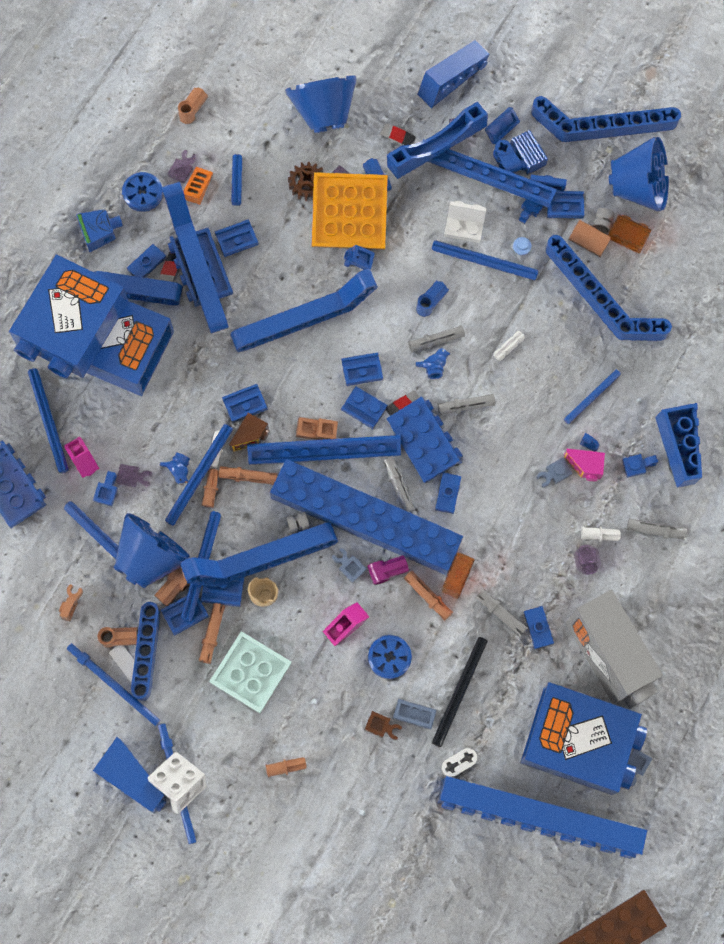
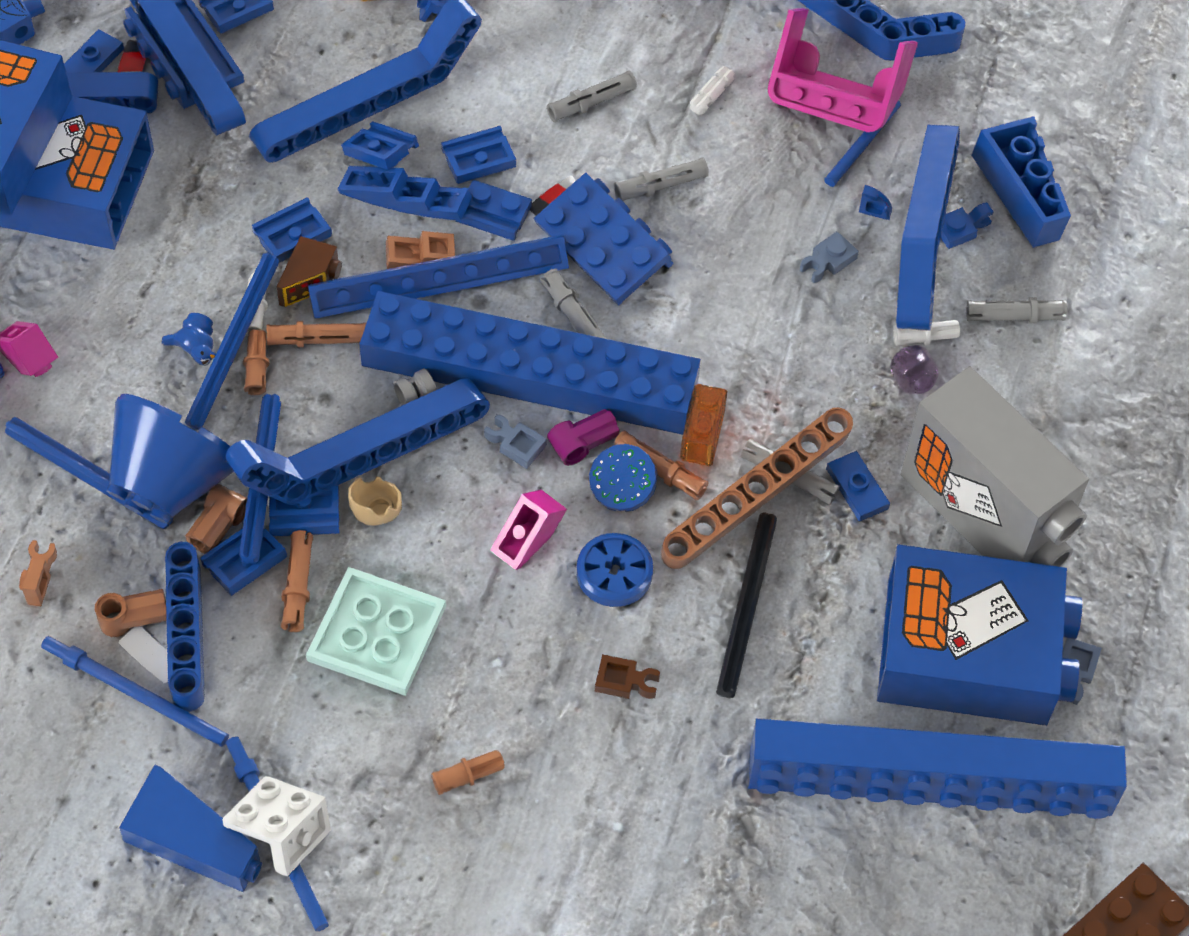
camera: 10 degrees left, 15 degrees down
(106, 492) = (75, 394): blue plate -> none
(130, 475) = (114, 365): clear purple plate -> none
(305, 355) = (380, 145): none -> blue plate
(313, 388) = (404, 194): none -> blue slope
(405, 601) = (623, 477): none -> blue tile
(414, 714) = (677, 650): sand blue plate -> none
(432, 298) = (569, 42): blue piece -> none
(434, 364) = (596, 130): blue animal -> none
(448, 493) = (660, 311): blue plate -> none
(456, 758) = (767, 707): white beam -> none
(489, 624) = (764, 473): none -> nougat beam
(579, 362) = (803, 88): none -> dark pink windscreen
(586, 463) = (874, 231): dark pink slope -> none
(615, 466) = (925, 227): none -> blue beam

